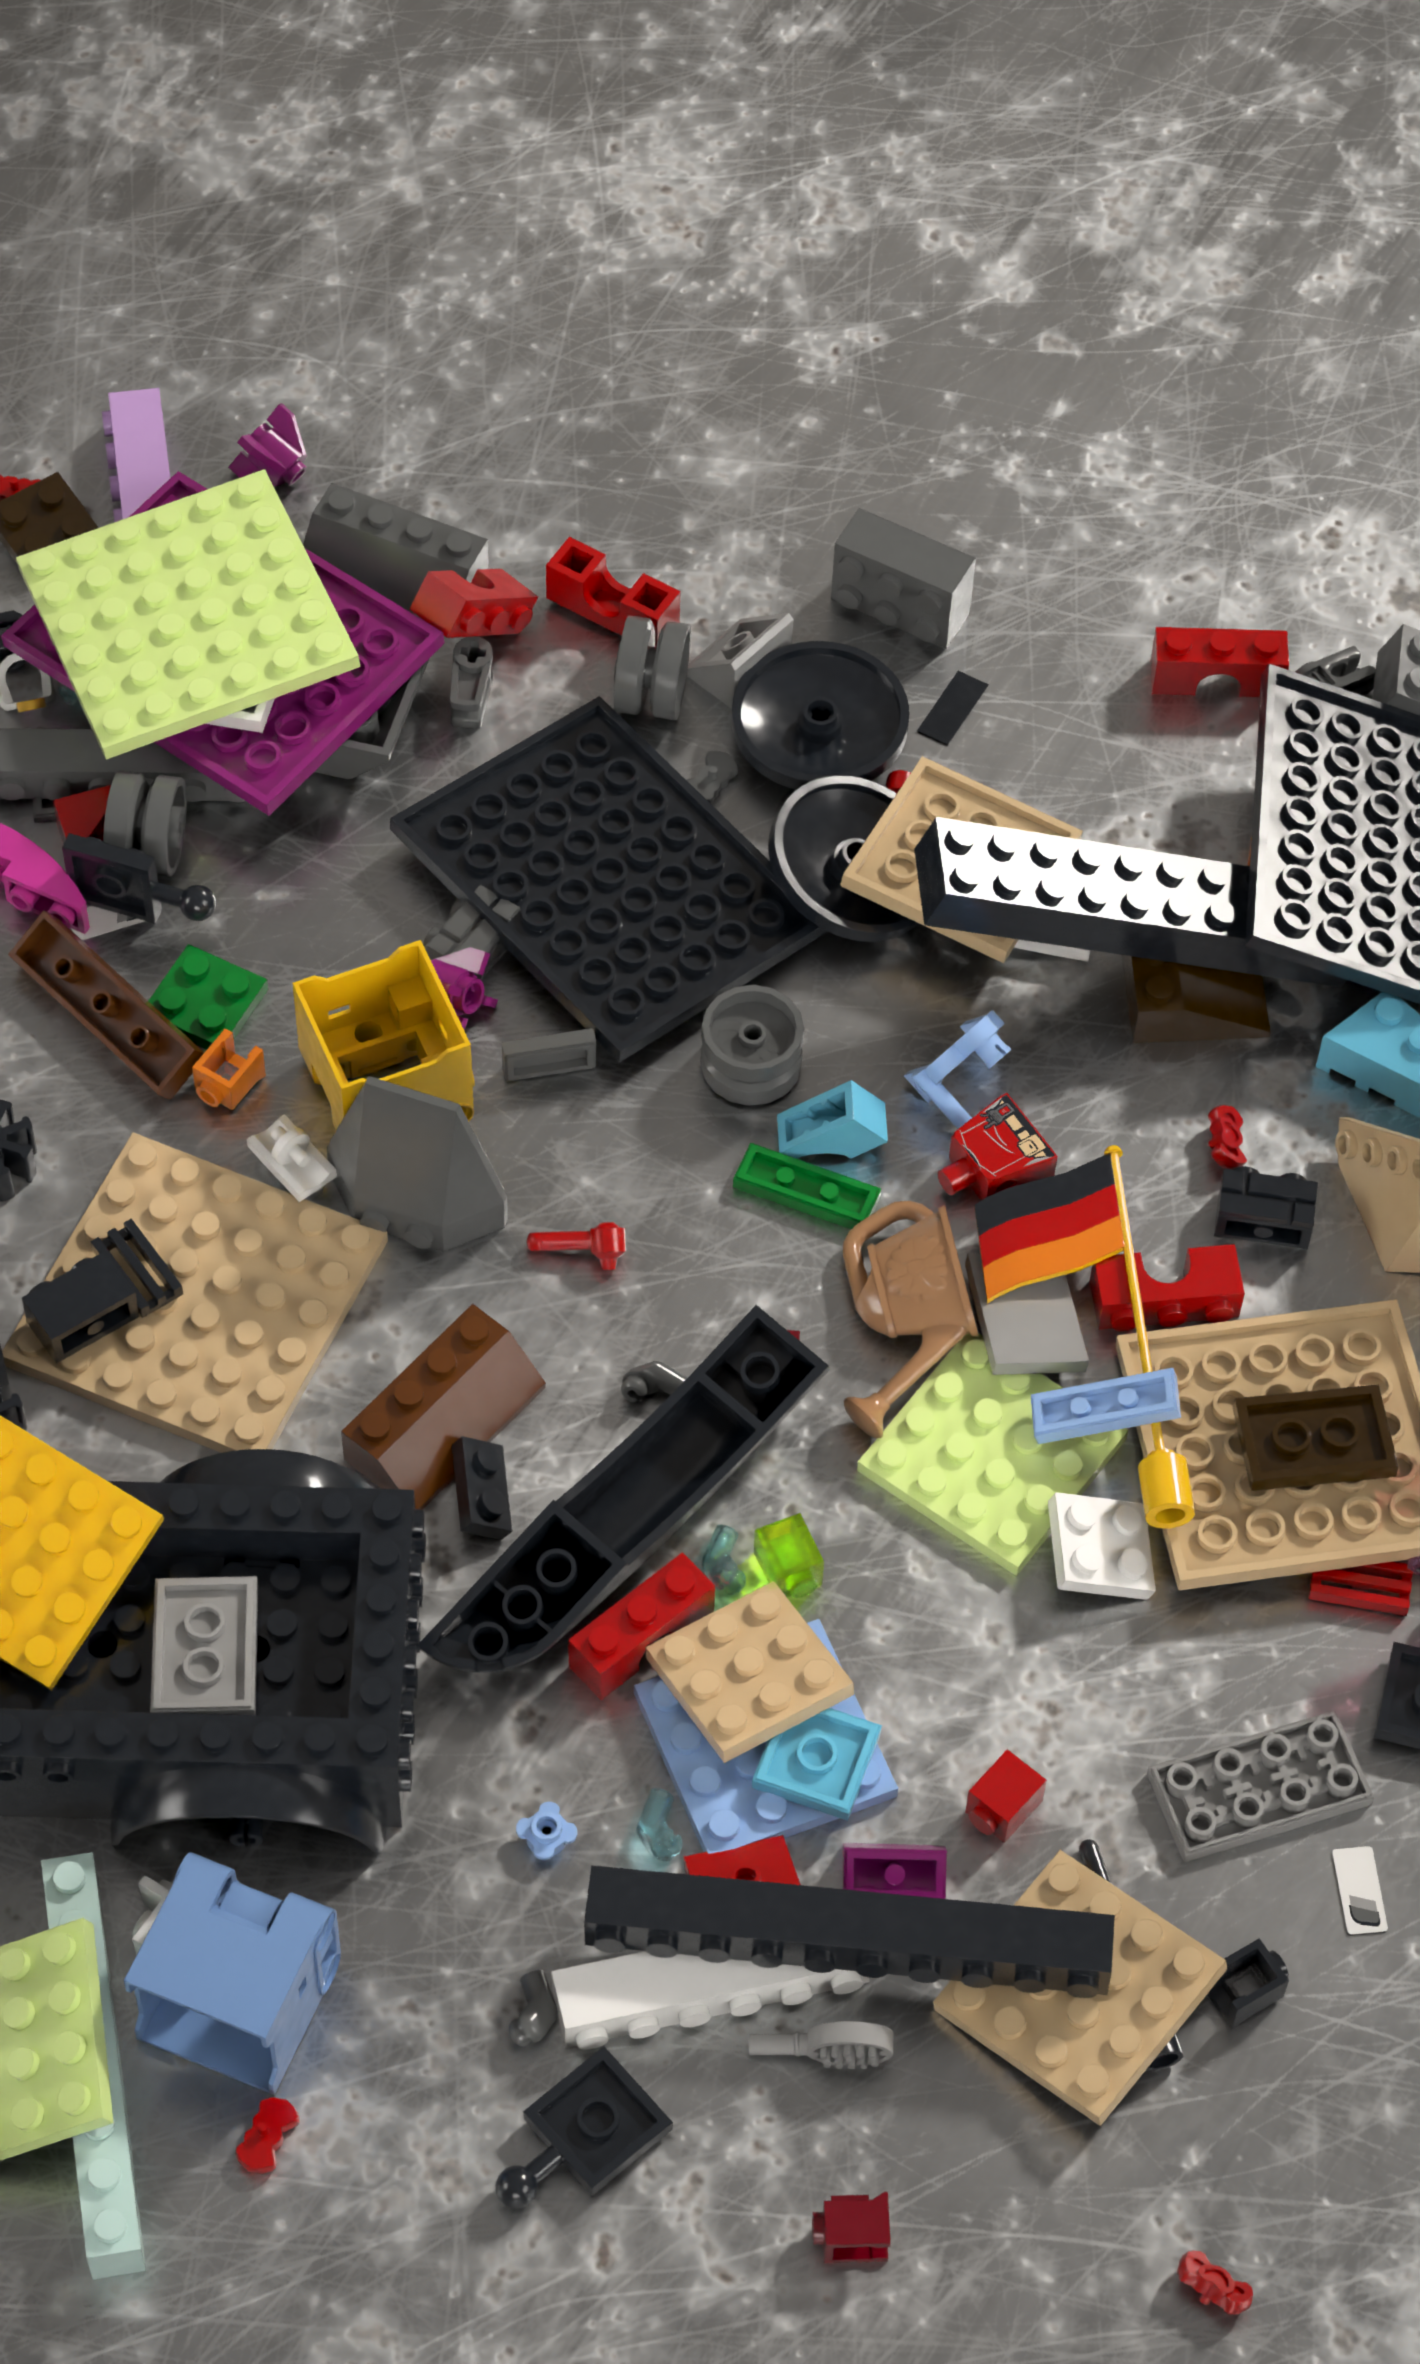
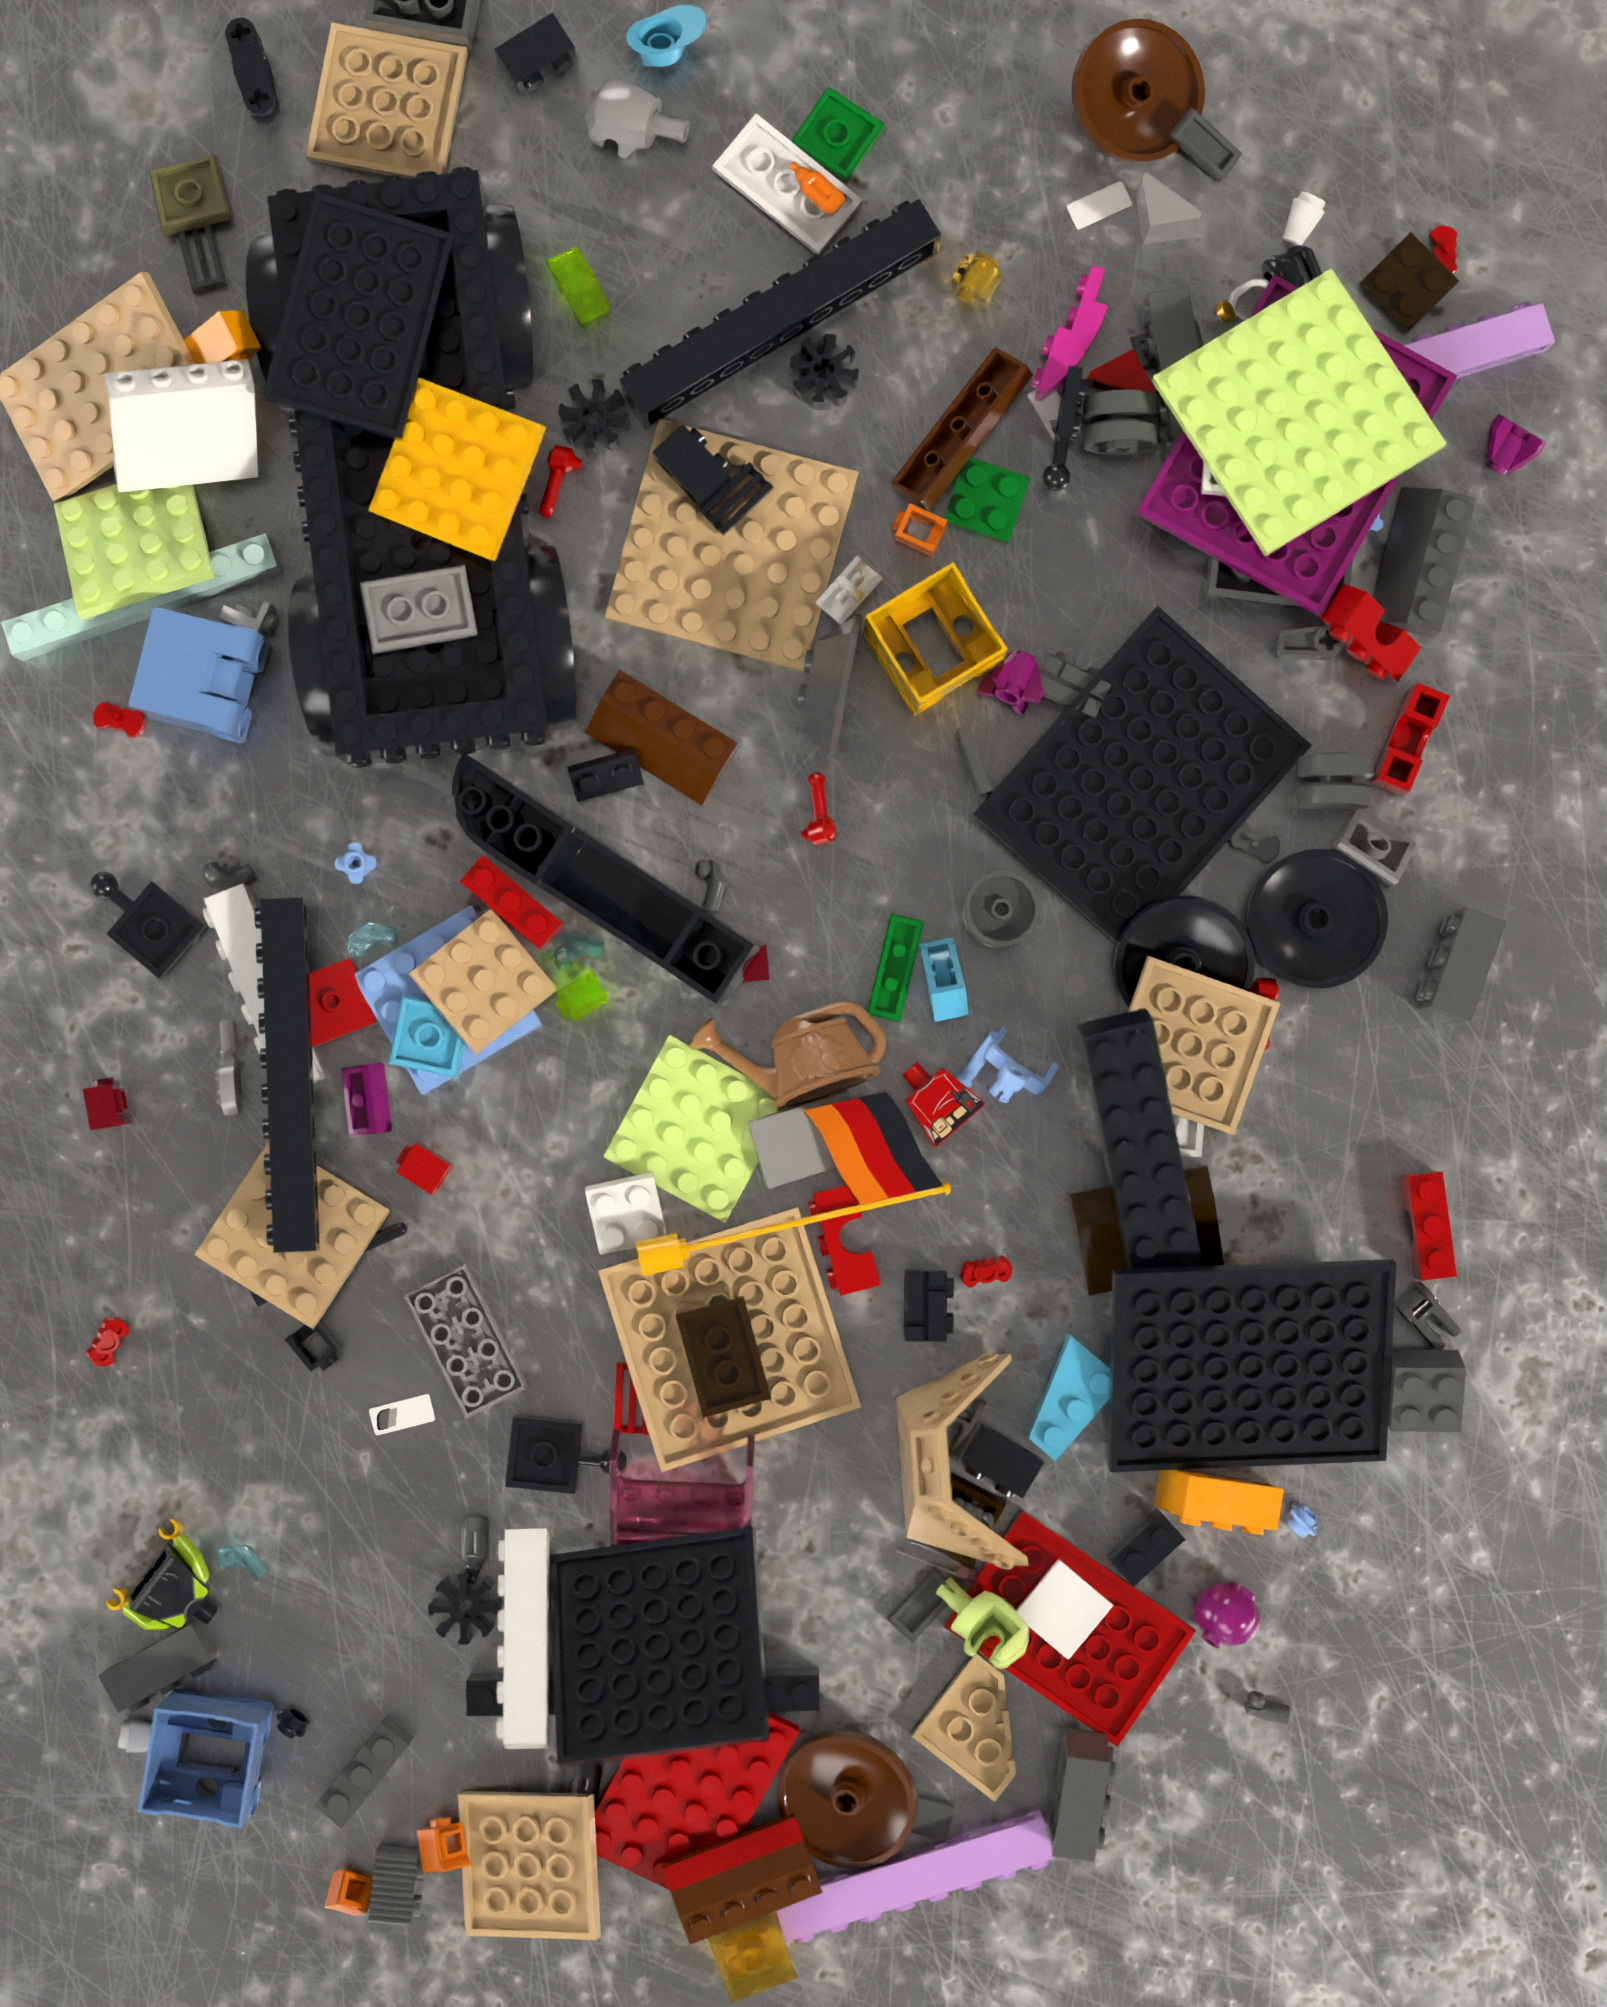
camera: 85 degrees right, 30 degrees up
(952, 707) = (1359, 1021): black sticker -> none
(1105, 1406) = (724, 1205): light blue tile -> none

